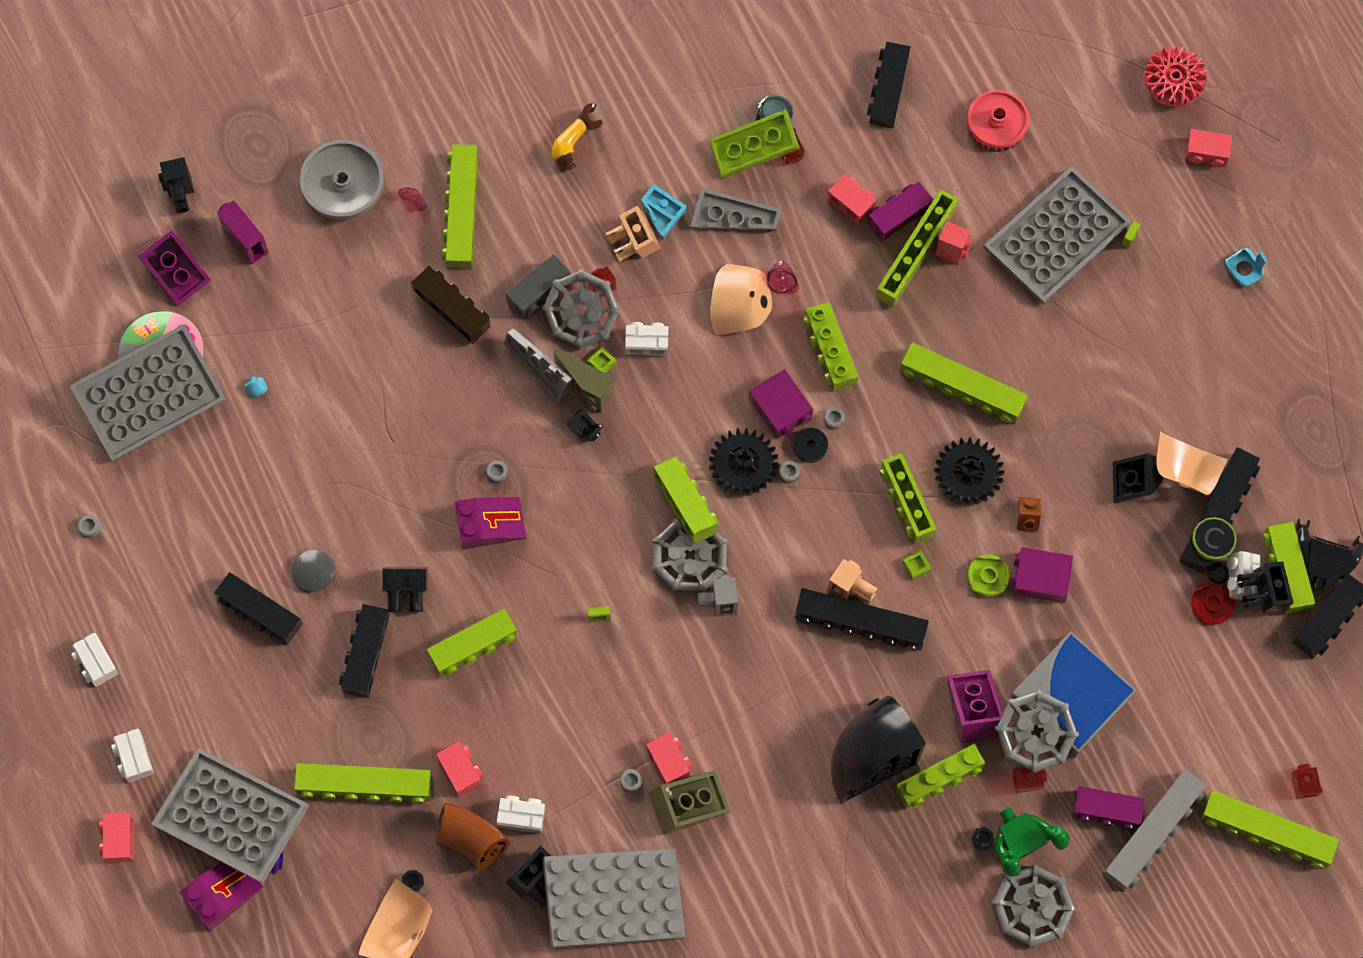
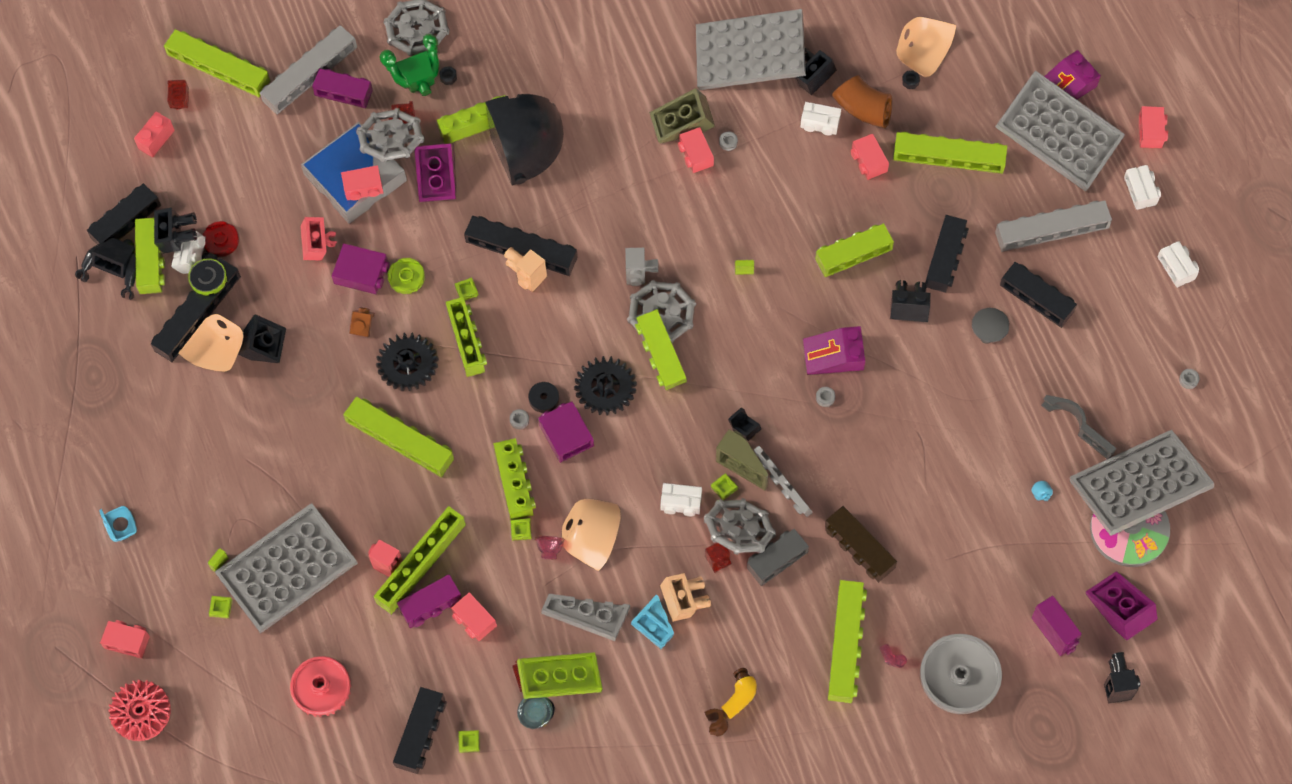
camera: 170 degrees left, 5 degrees down
(239, 696) = (1053, 225): none -> light grey brick
(240, 480) = (1086, 433): none -> dark grey piece
(789, 472) = (565, 375): light grey tile -> none
(814, 296) = (521, 529): none -> lime tile
(838, 82) = (469, 741): none -> lime tile
(1057, 663) = (362, 183): none -> coral brick
(1101, 603) = (314, 238): none -> coral brick
(1118, 192) = (220, 607): none -> lime tile
(1321, 724) = (154, 134): none -> coral brick

